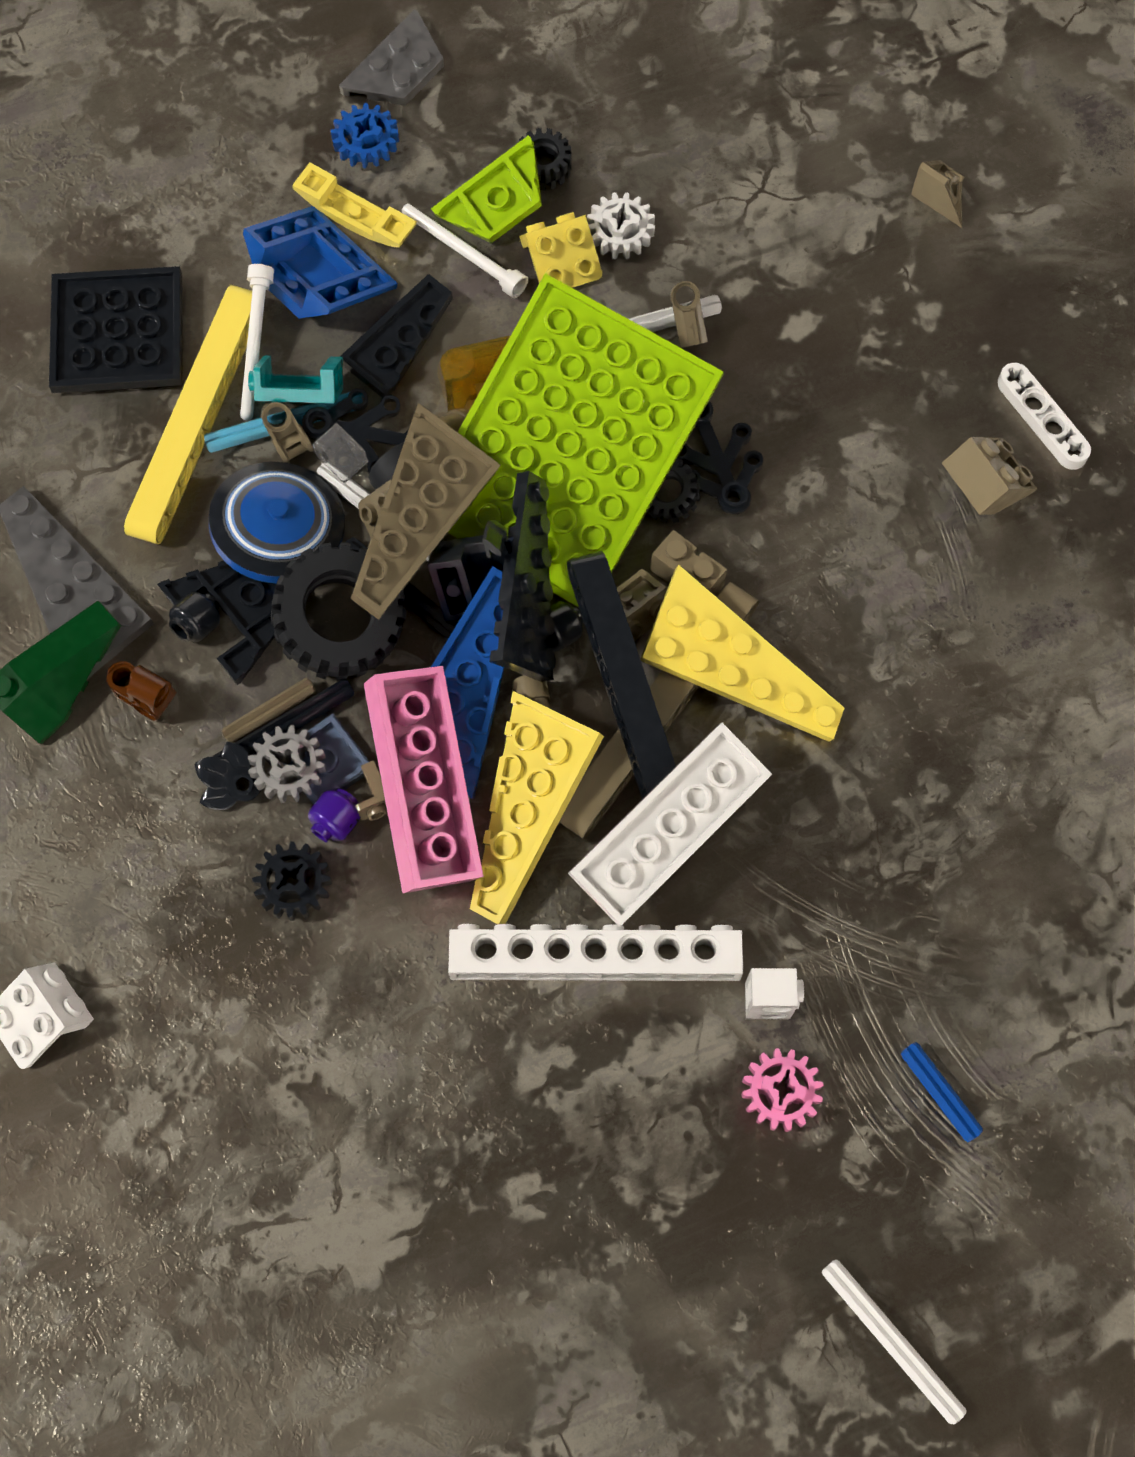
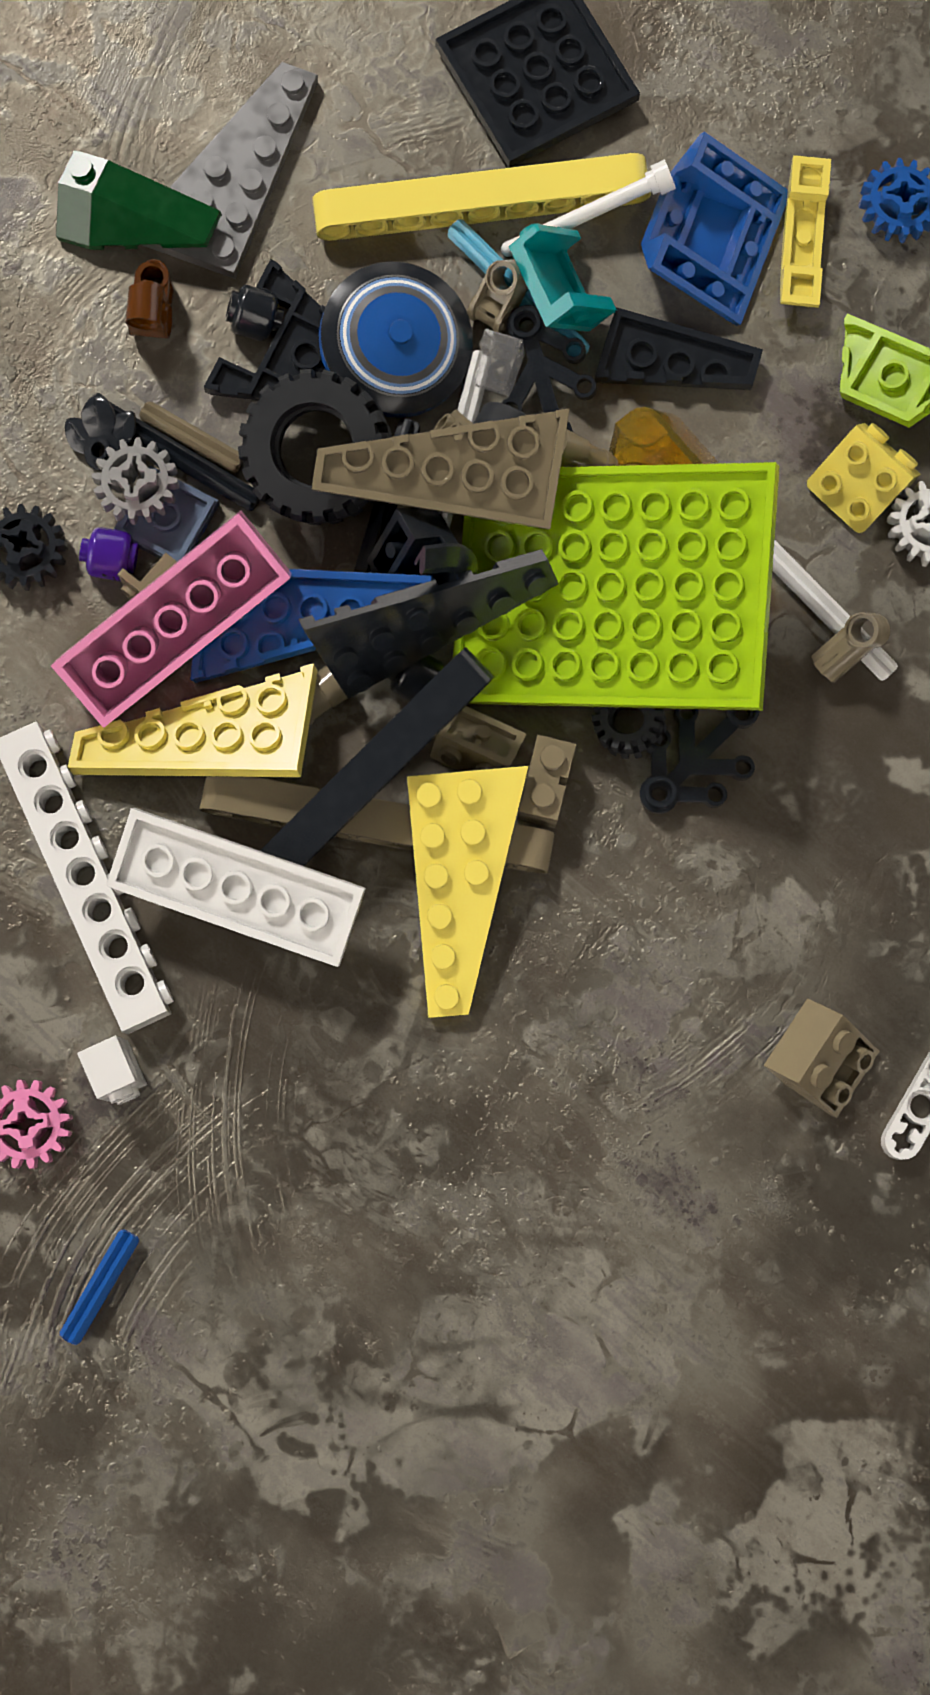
camera: 60 degrees right, 10 degrees up
(512, 281) = (801, 441): white piece -> none

